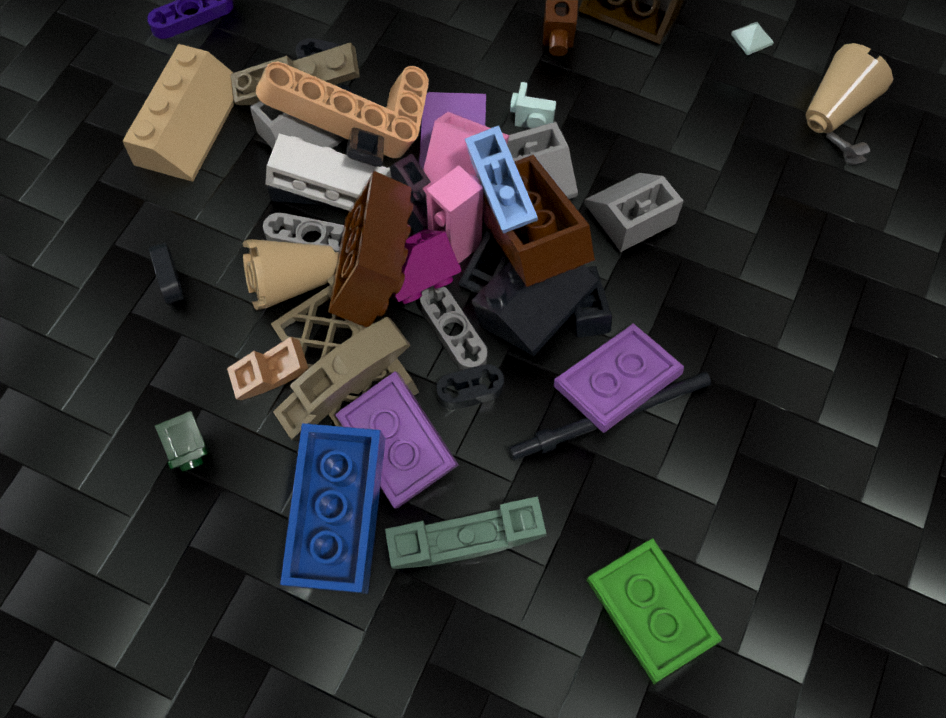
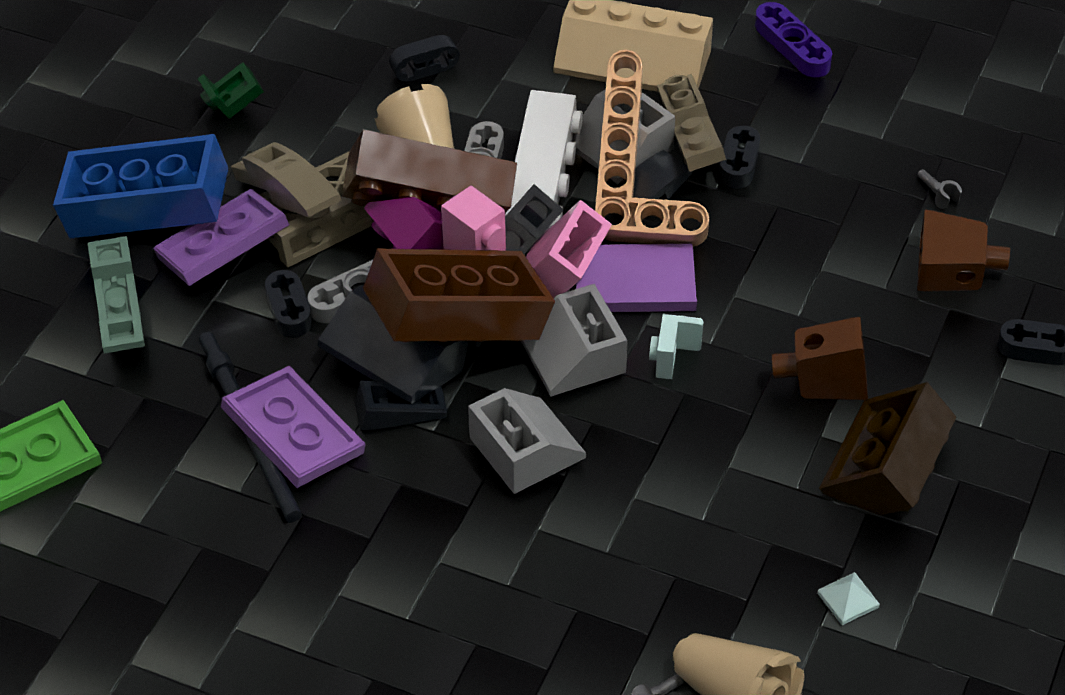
camera: 90 degrees right, 15 degrees down
(267, 371) = (313, 143): medium nougat slope -> none
(365, 147) = (585, 167): black slope -> none
(500, 179) = (491, 243): light blue slope -> none

